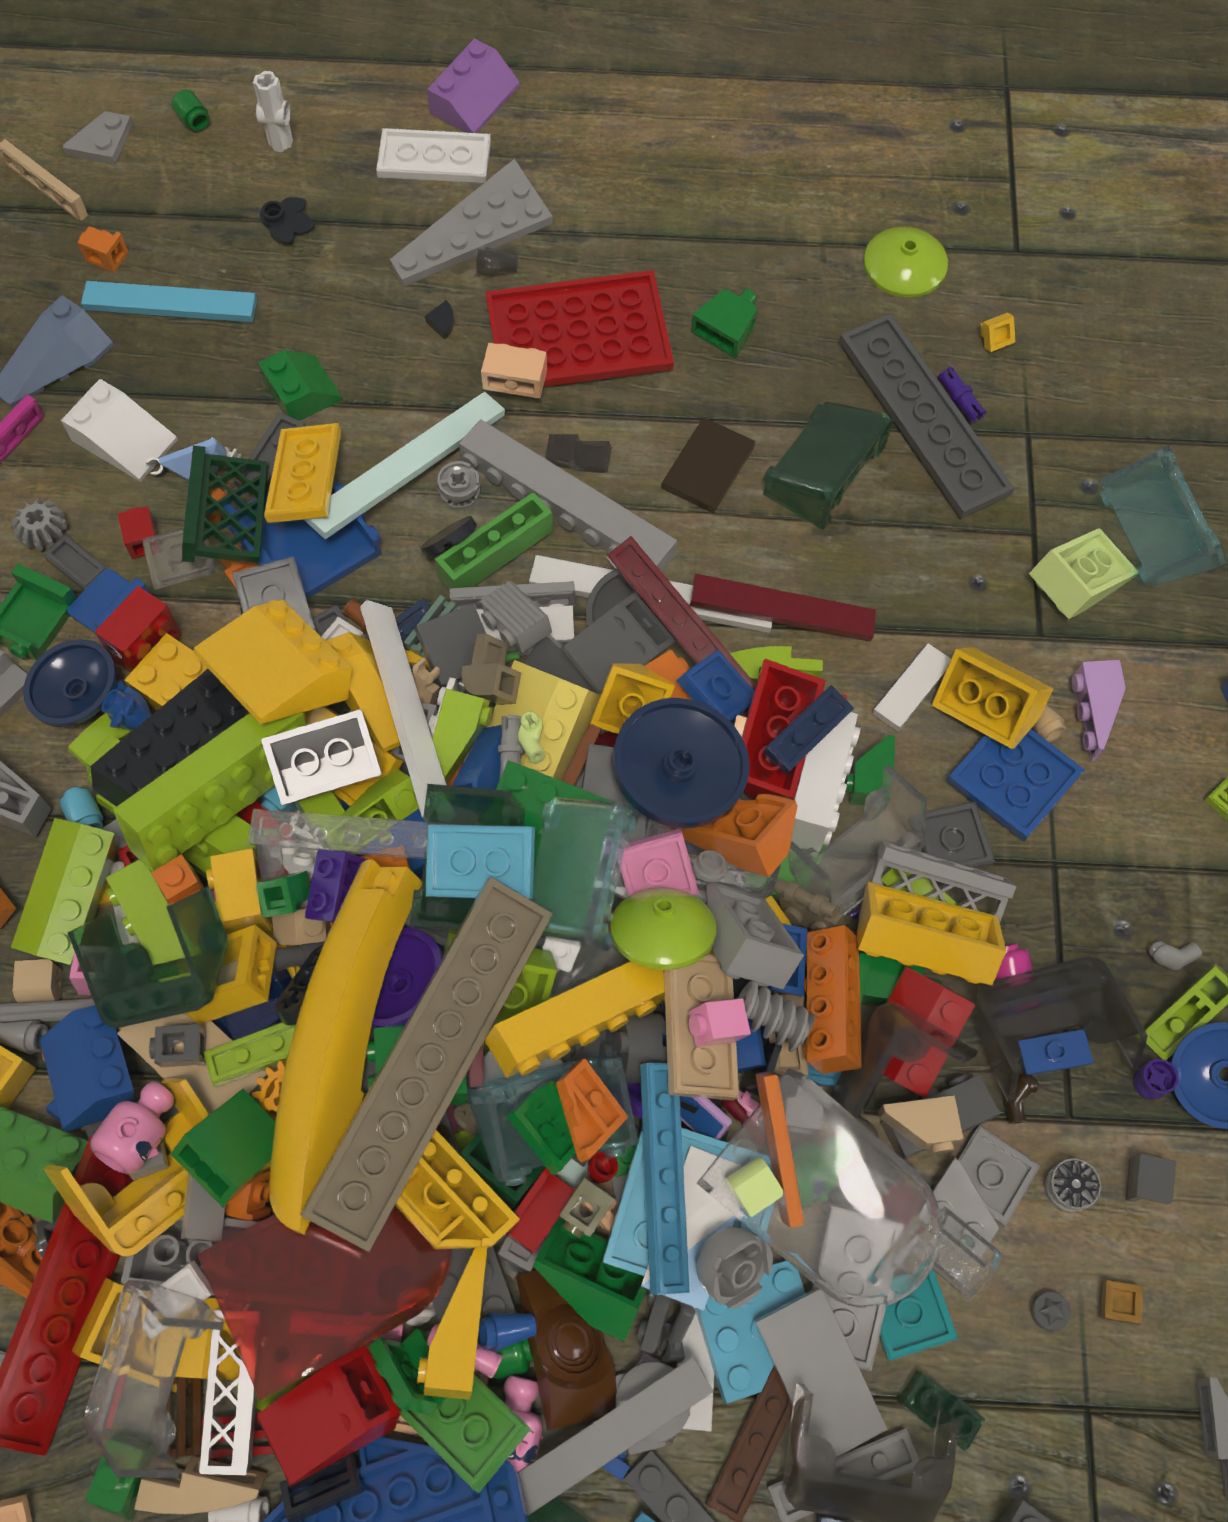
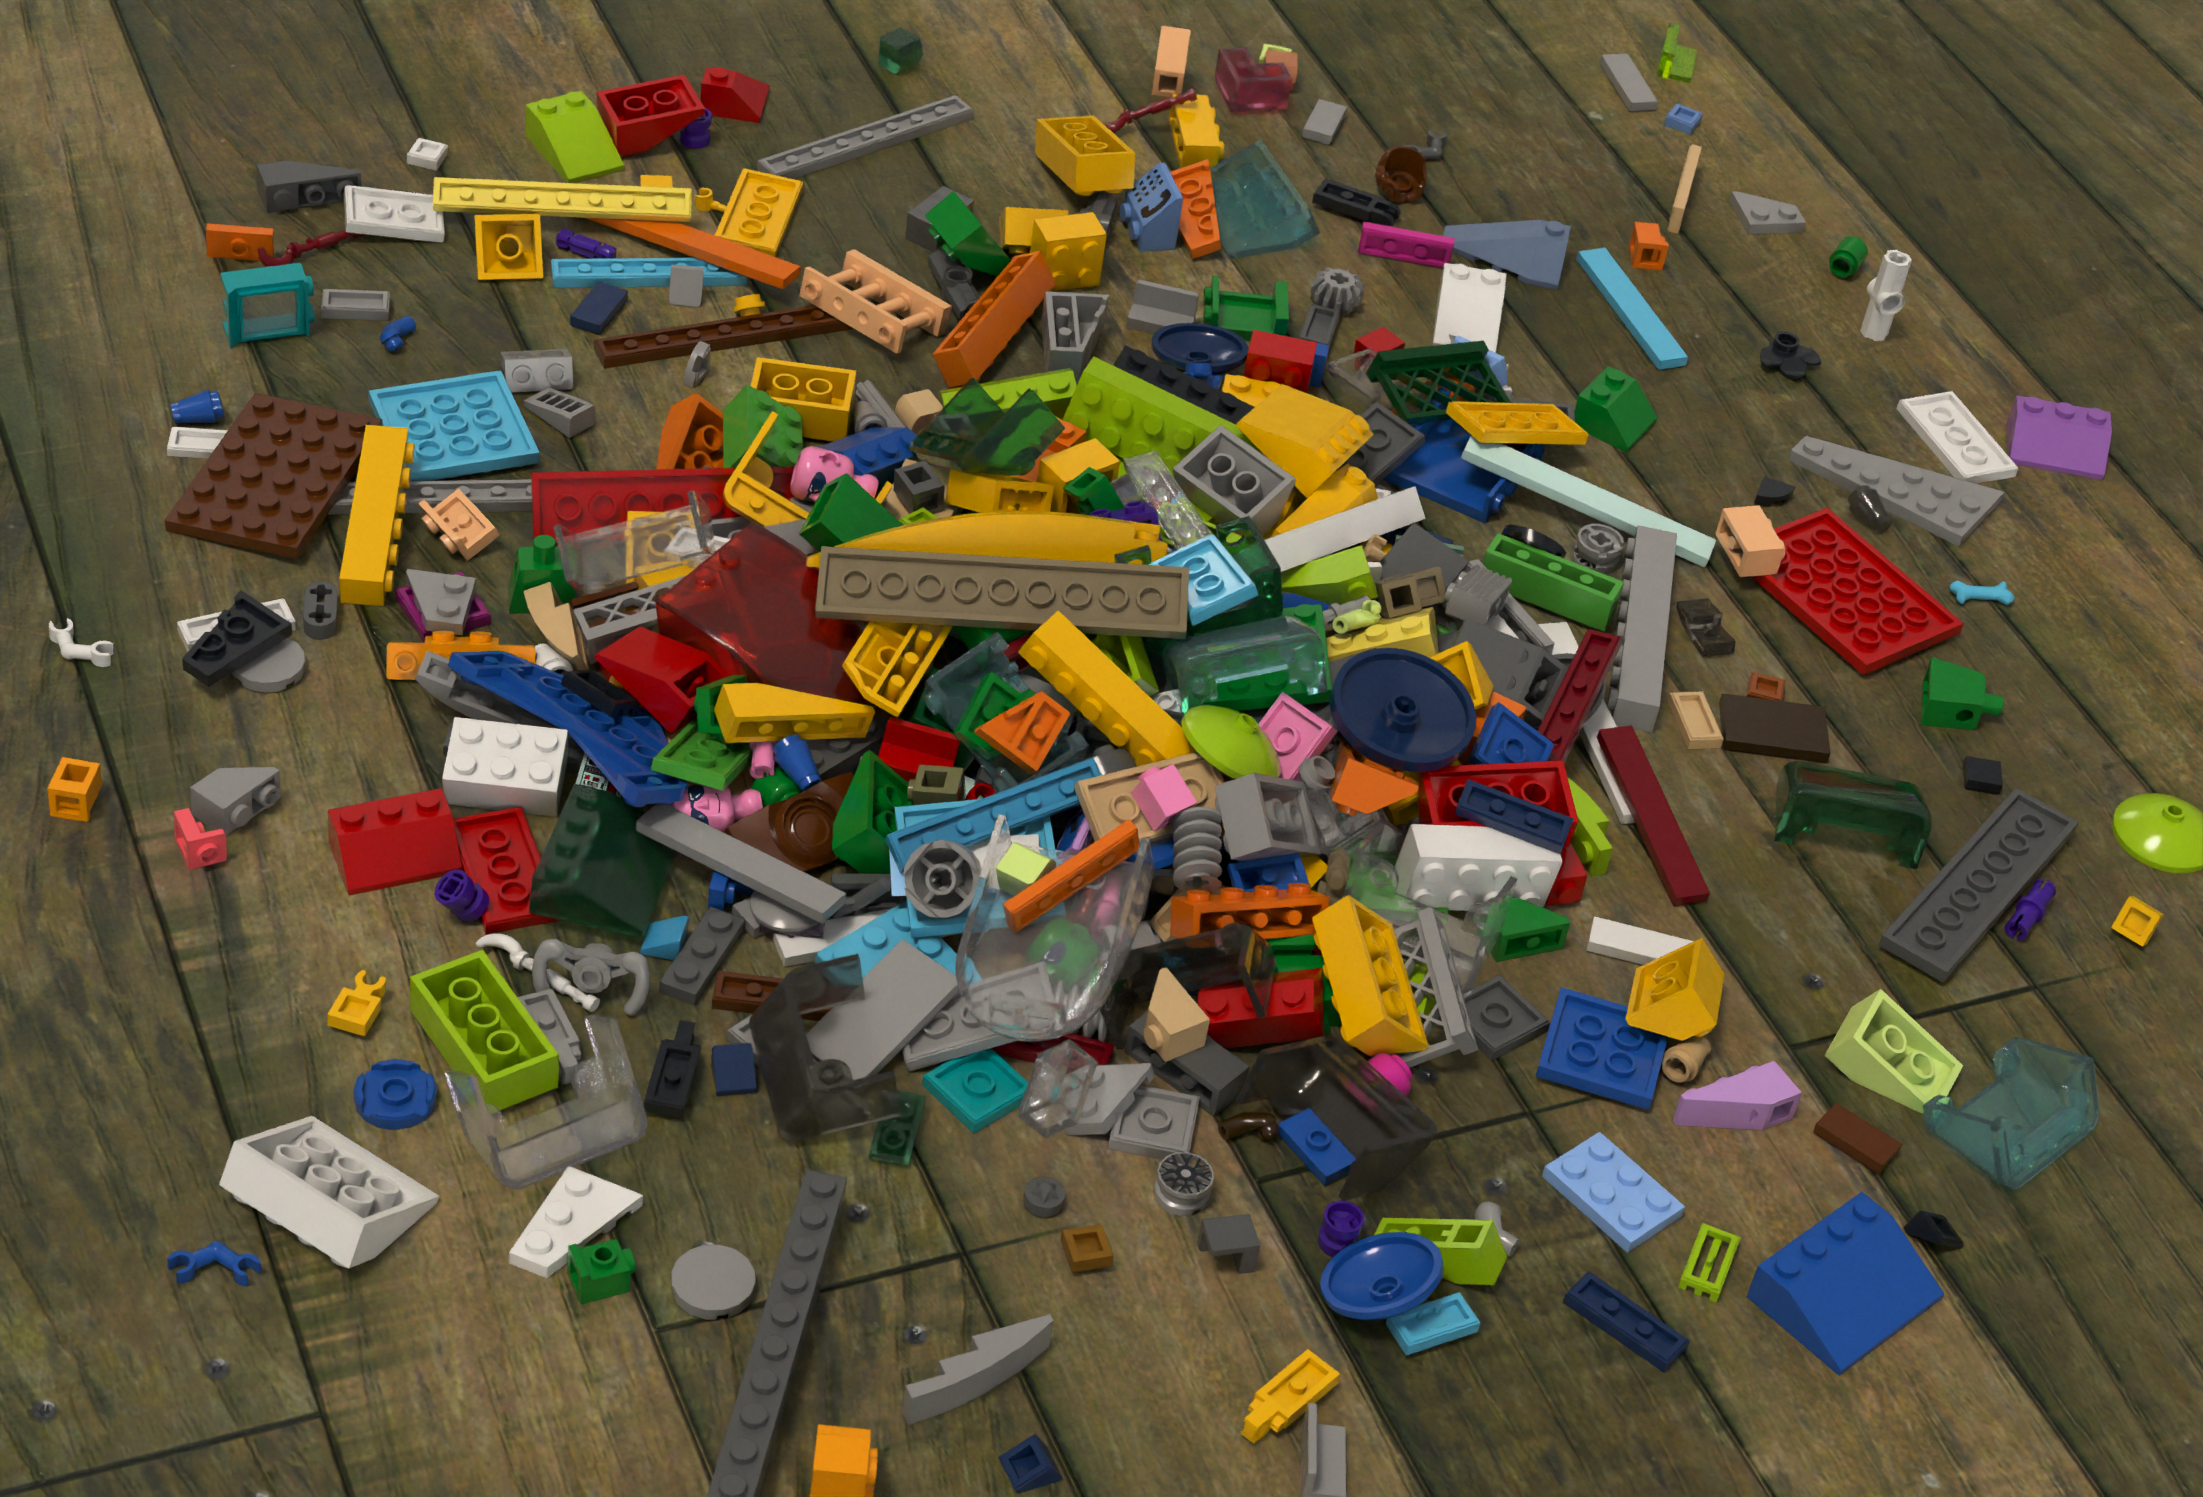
camera: 60 degrees right, 25 degrees down
(619, 227) = (1964, 592): none -> medium azure piece
(664, 448) = (1765, 687): none -> dark orange tile
(678, 517) = (1695, 720): none -> tan tile
(809, 347) = (1982, 775): none -> black tile
(1148, 640) = (1857, 1138): none -> reddish brown tile
(1156, 844) = (1613, 1191): none -> light blue plate

